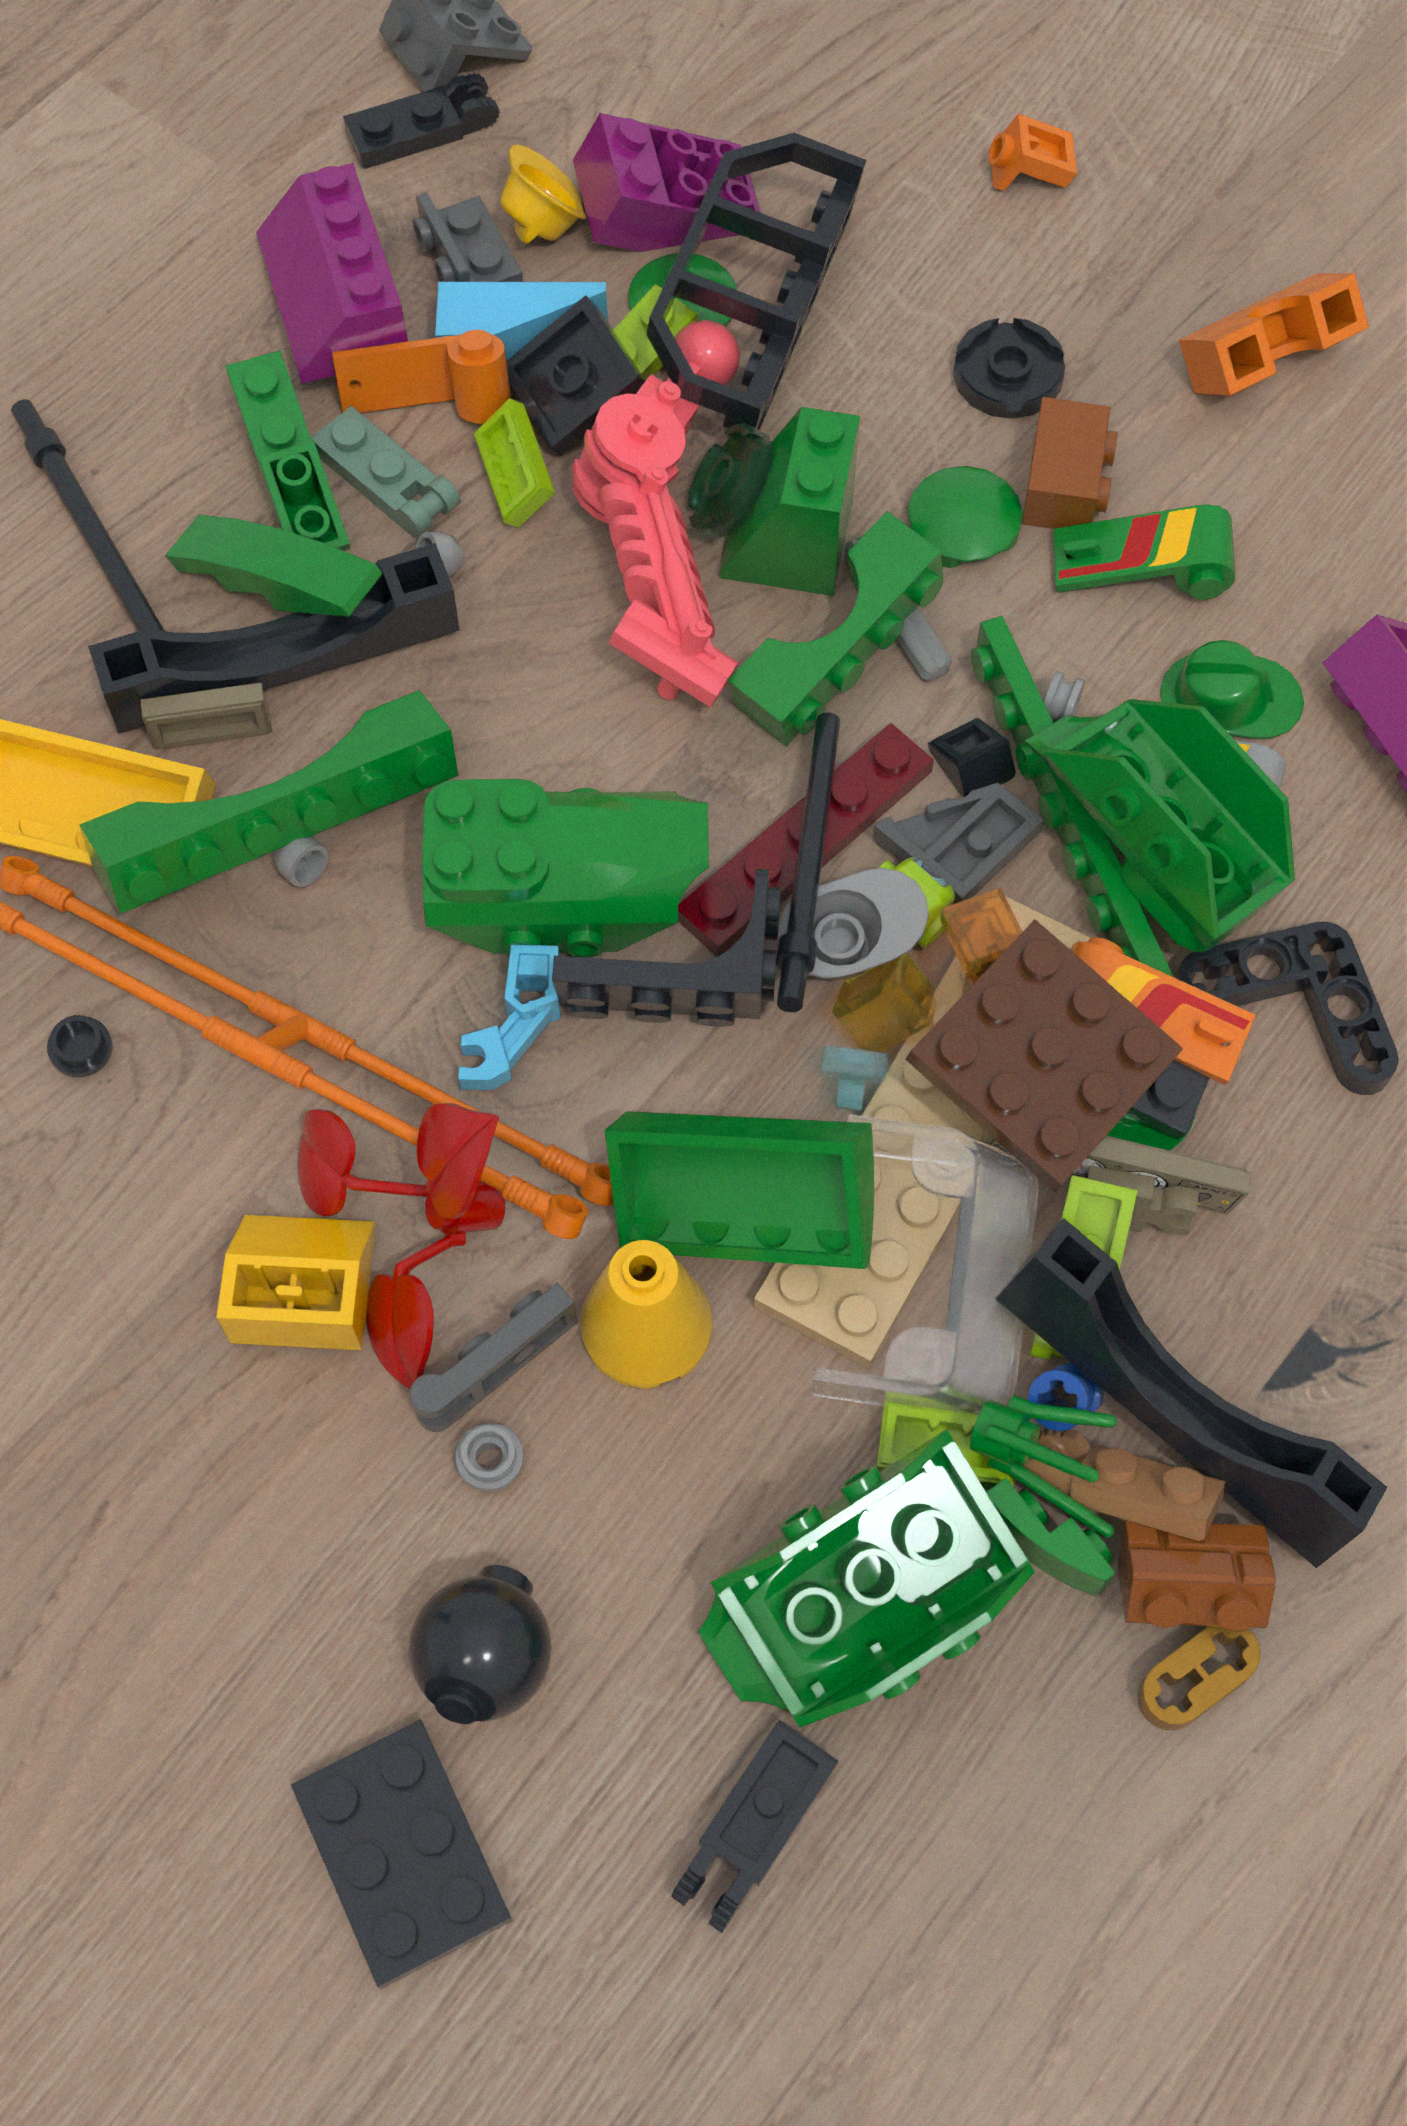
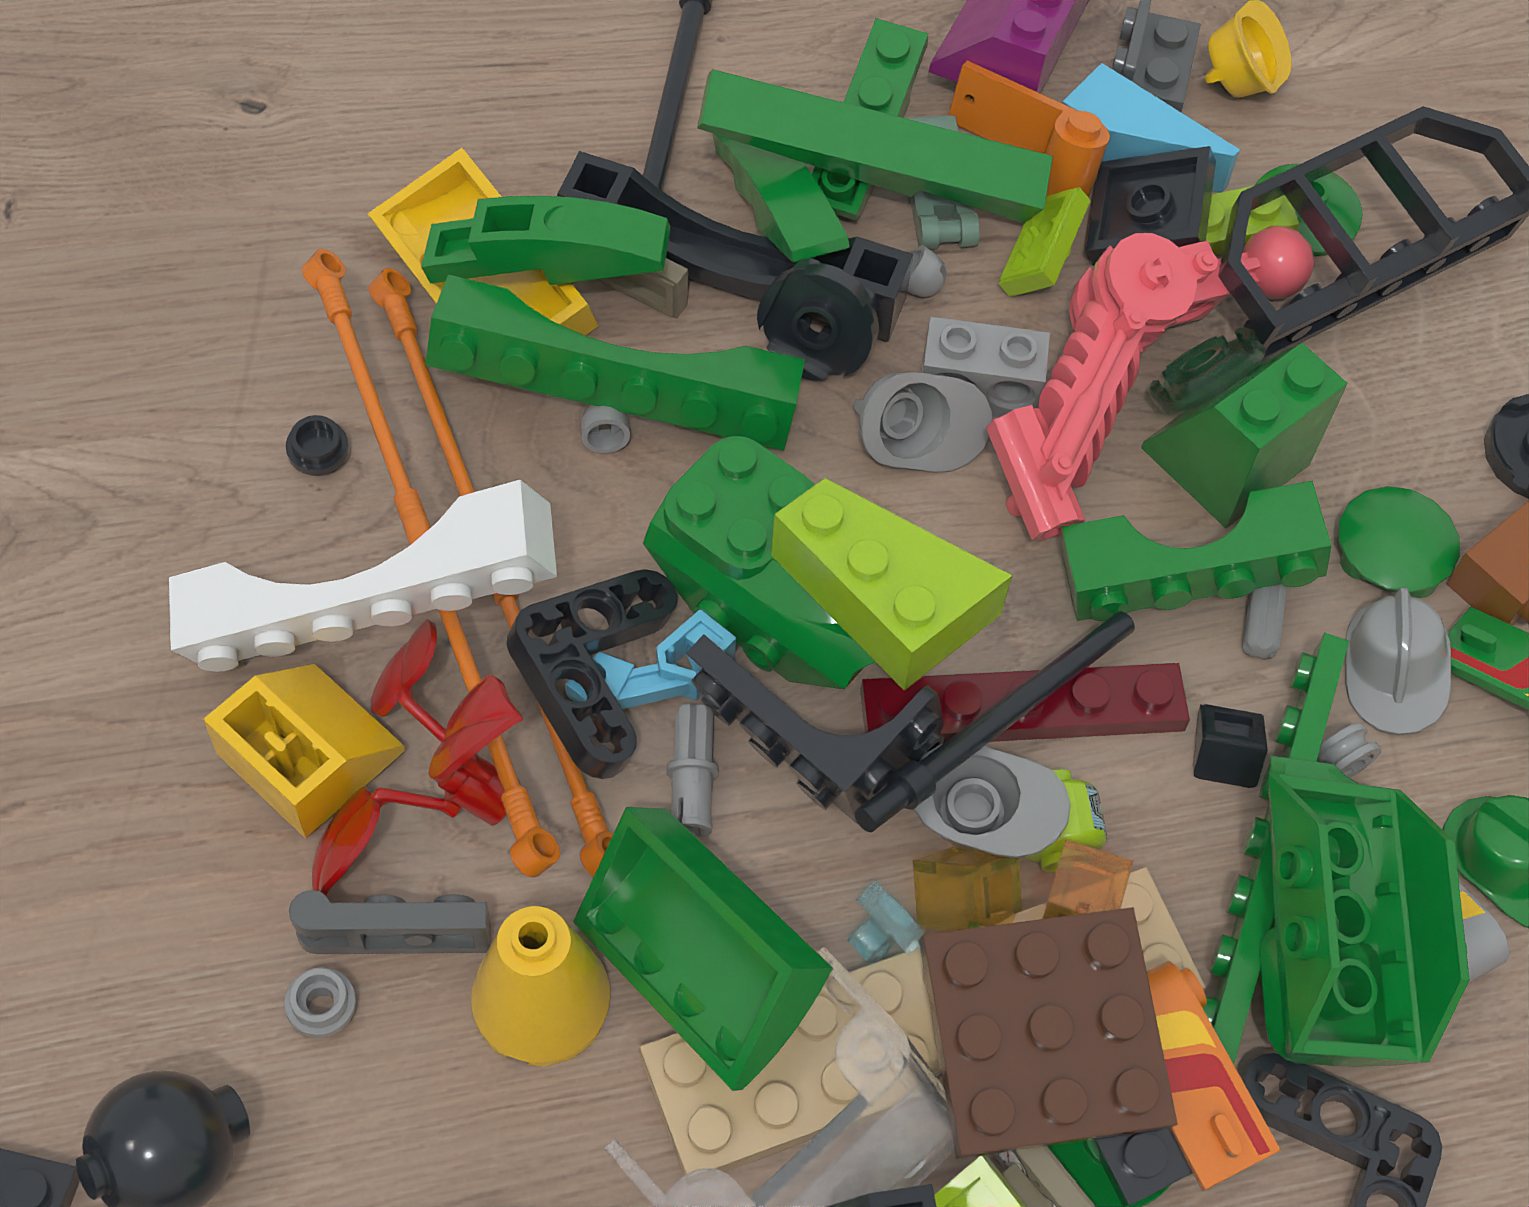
camera: 35 degrees right, 5 degrees down
(136, 729) = (560, 235): none -> green slope
(327, 474) = (877, 146): none -> green slope
(330, 1018) = (479, 547): none -> white arch
(397, 621) = (837, 297): none -> black plate
(448, 1056) = (569, 658): none -> black beam
(547, 673) = (923, 421): none -> light grey piece
(557, 599) = (998, 360): none -> light grey brick
(608, 1067) = (693, 768): none -> light grey axle
(649, 181) = (1346, 88): magenta slope -> none
(654, 812) = (886, 579): none -> lime wedge
(964, 837) = (1158, 806): dark grey wing -> none
(1042, 608) = (1398, 664): none -> light grey piece

